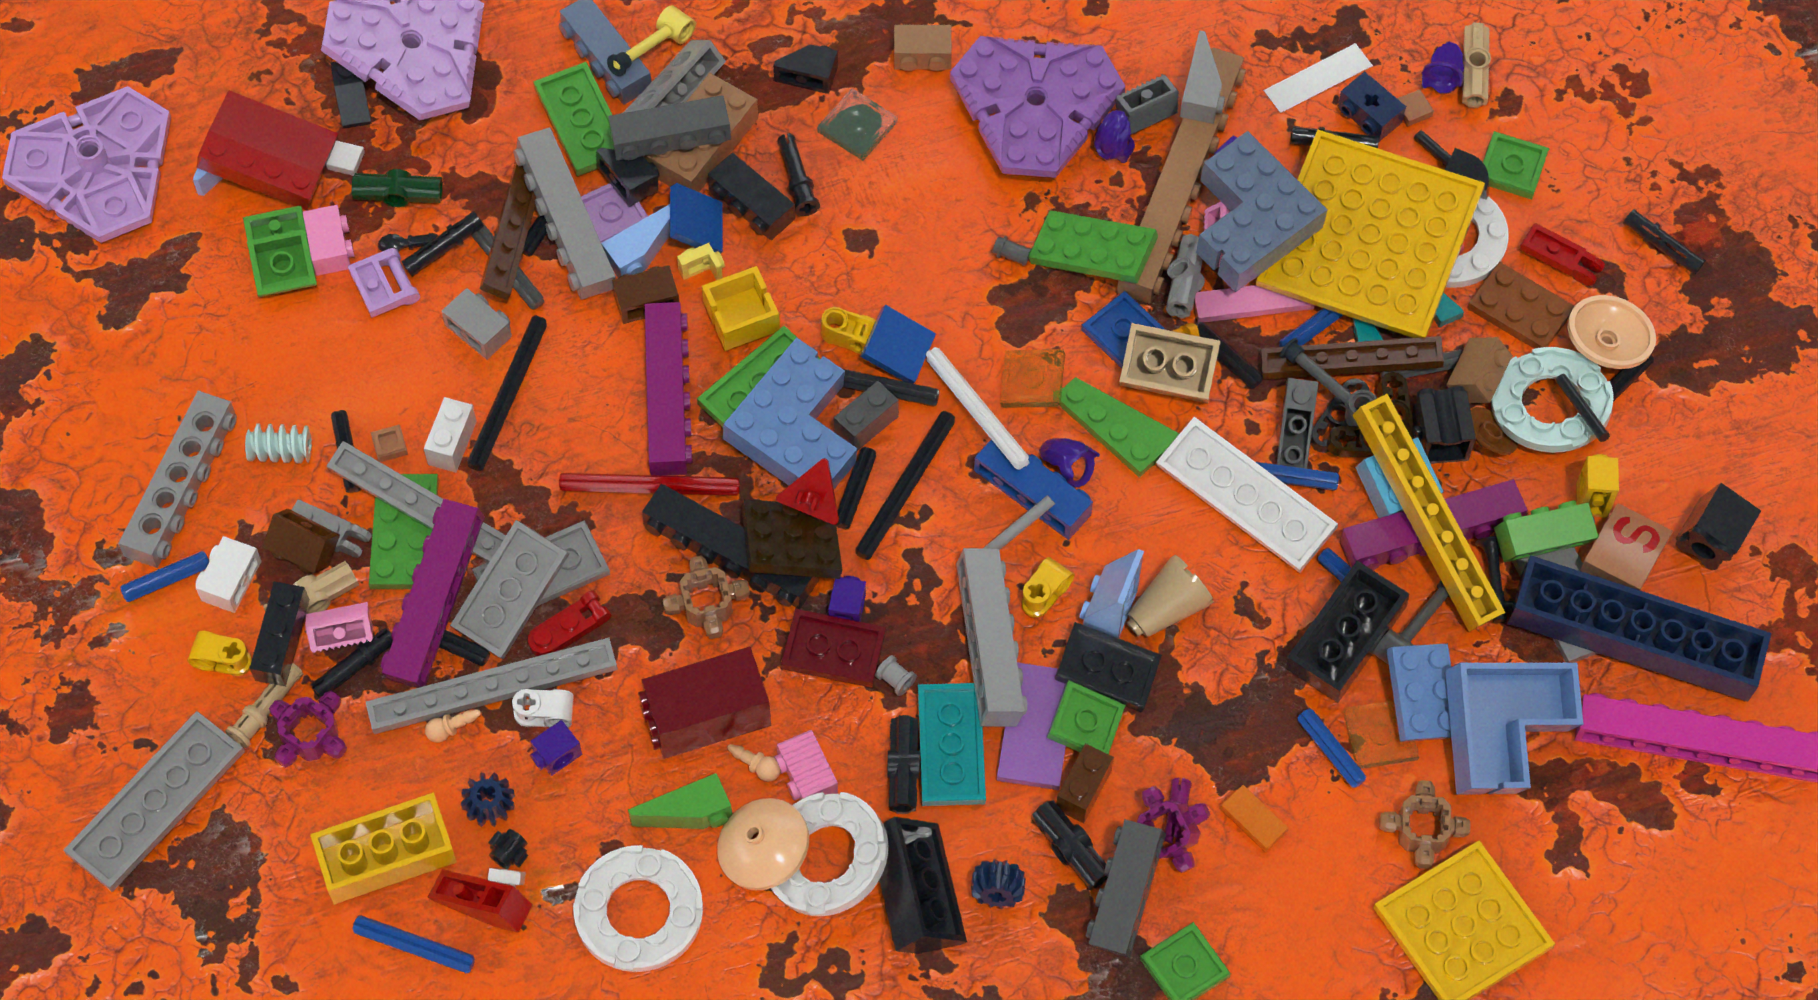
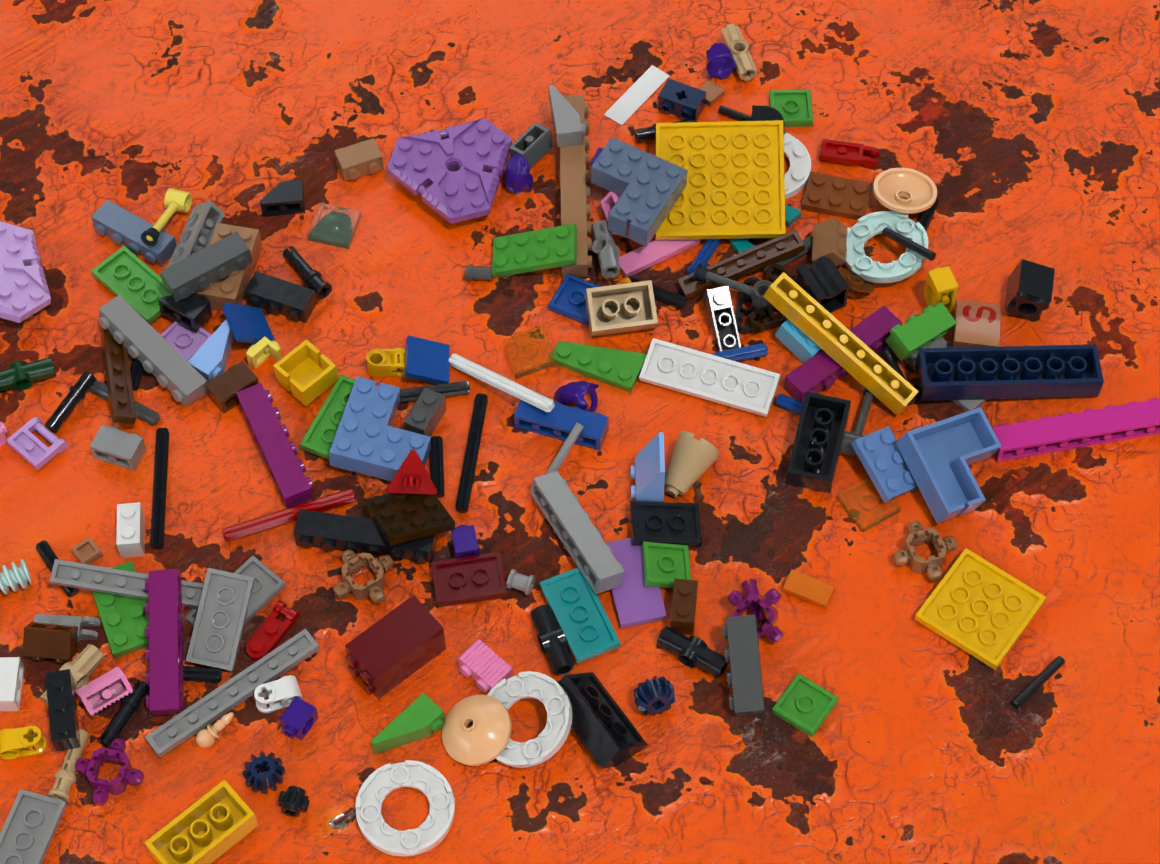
camera: 20 degrees left, 5 degrees down
(395, 241) = (38, 412): black piece -> none
(482, 899) = (289, 843): red slope -> none
(506, 876) = (301, 822): white plate -> none
(765, 767) = (456, 677): light nougat bar -> none
(1045, 587) = (599, 487): yellow piece -> none
(1331, 748) = (840, 524): blue axle -> none
(1636, 220) = (887, 117): black pin -> none

